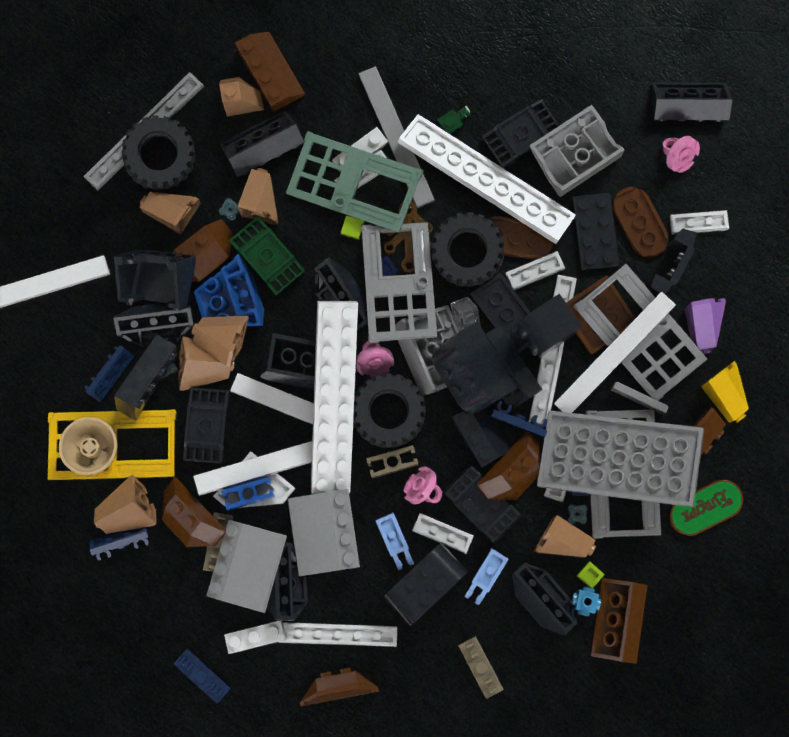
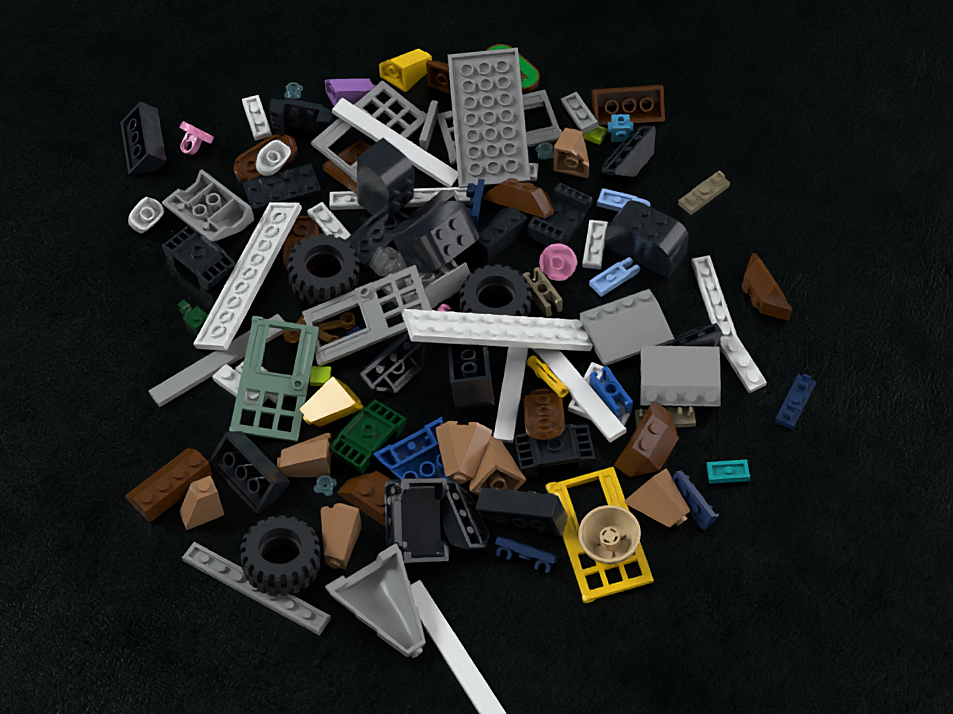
camera: 100 degrees left, 25 degrees down
(89, 230) = (384, 601): none -> light grey cone
(141, 583) = (728, 471): none -> teal plate
(243, 424) = (544, 414): none -> reddish brown tile
(297, 437) = (543, 371): none -> yellow pin
(309, 232) = (330, 403): none -> slope
(586, 90) = (145, 214): none -> white piece
(618, 563) = (579, 112): none -> light grey plate
(626, 225) = (272, 157): none -> white piece
(721, 267) = (293, 91): none -> clear light blue plate

